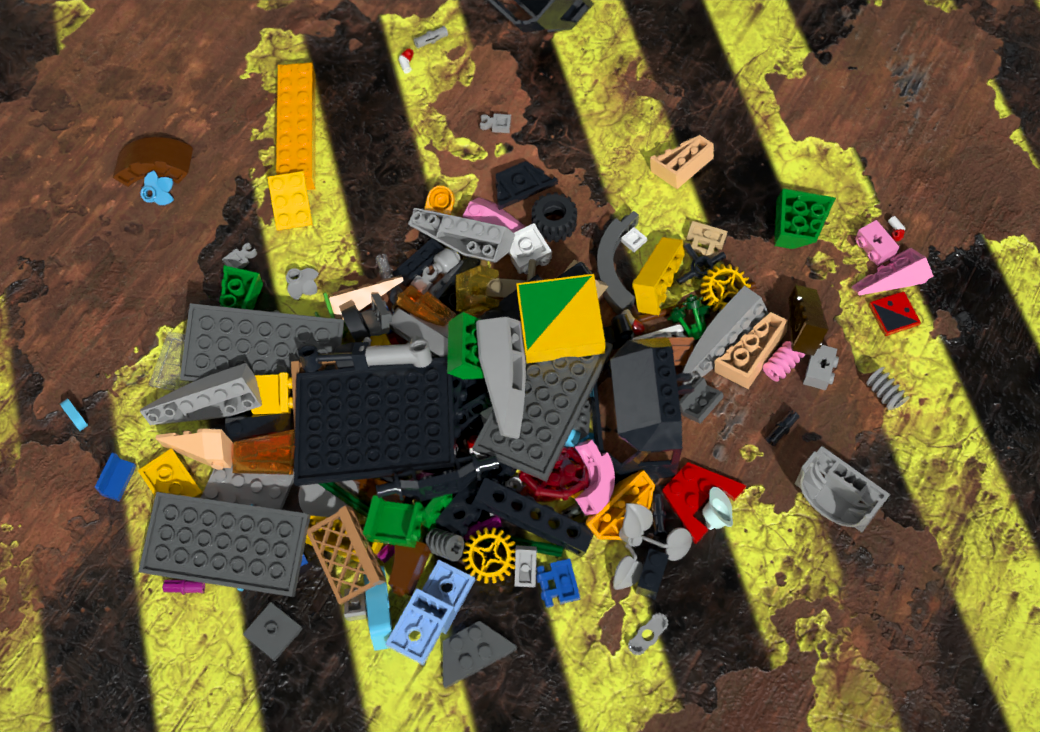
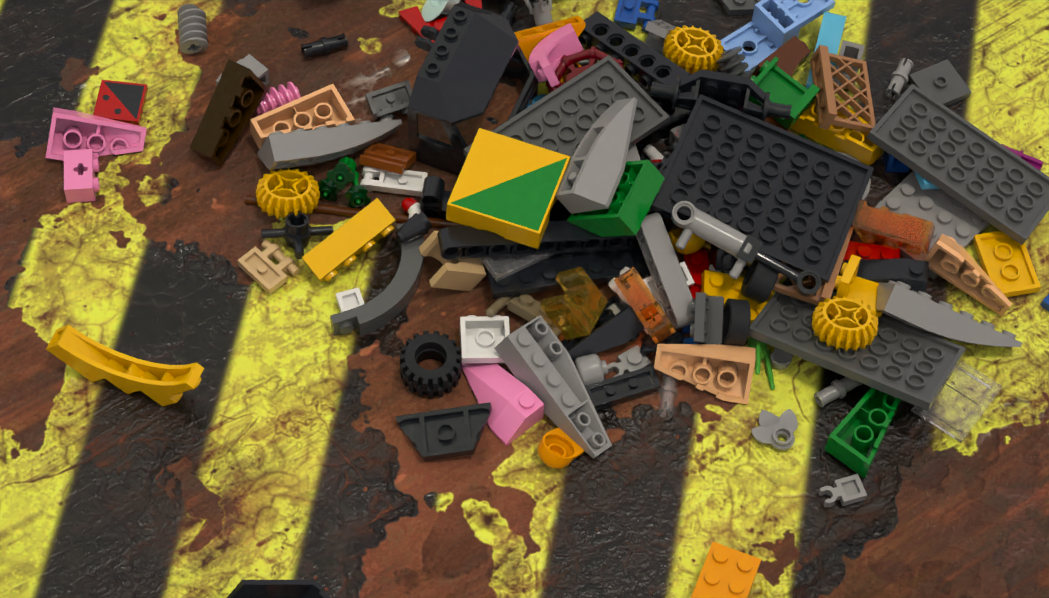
camera: 160 degrees left, 5 degrees down
(269, 356) = (844, 323): none -> yellow gear
(290, 201) = (752, 529): yellow plate -> none
(308, 618) = (899, 78): none -> light grey pin
(499, 123) = (427, 529): light grey plate -> none
(618, 293) = (414, 227): none -> black cone
(682, 162) = (233, 362): light nougat wedge -> none
(741, 126) = (95, 362): none -> yellow arch
(800, 217) = (145, 233): green wedge -> none
(898, 229) = (41, 183): arm -> none

